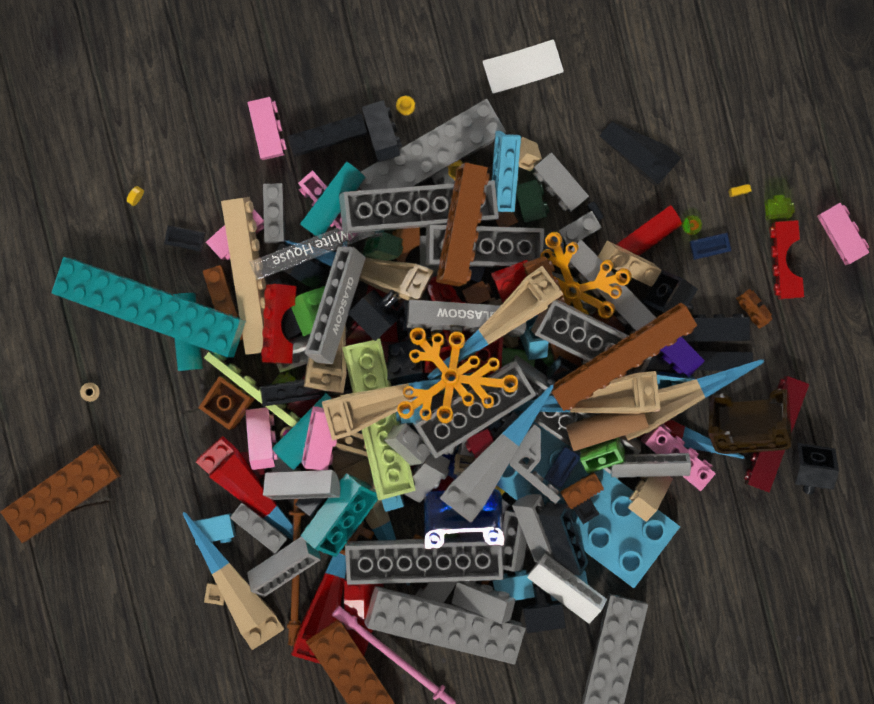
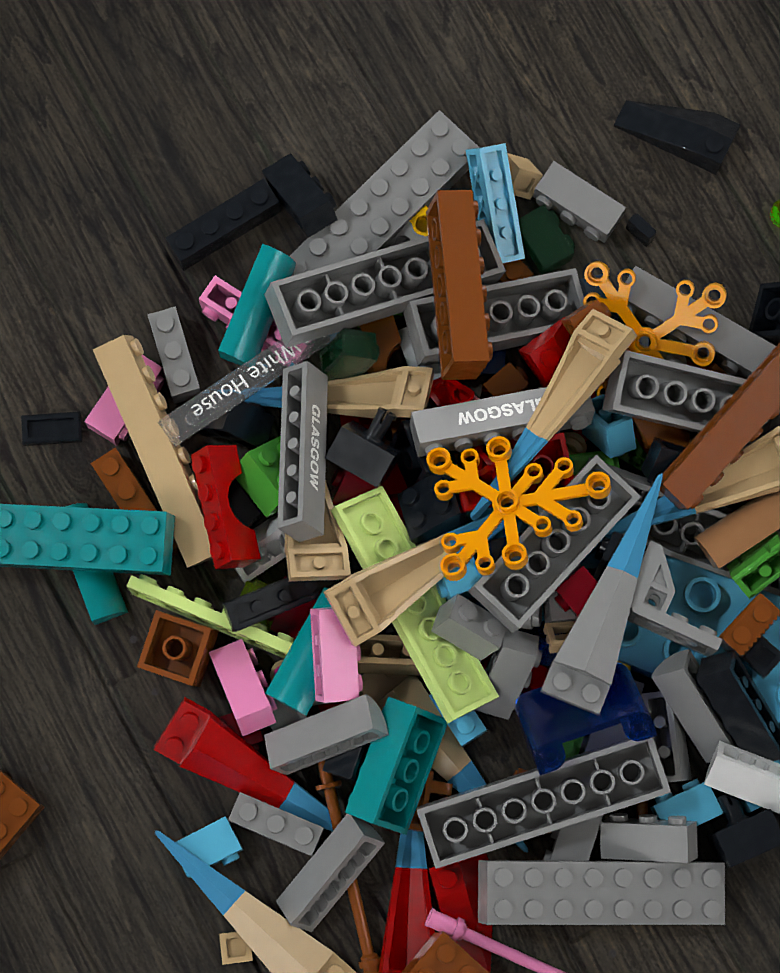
camera: 20 degrees left, 10 degrees down
(267, 128) = (132, 238): bright pink brick -> none
(405, 105) = (324, 156): yellow tile -> none
(523, 66) = (477, 59): white sticker -> none
(562, 467) = (708, 599): dark blue tile -> none
(580, 229) = (631, 252): light grey brick -> none
(639, 267) = (741, 290): tan brick -> none
(652, 232) = (725, 244): red brick -> none

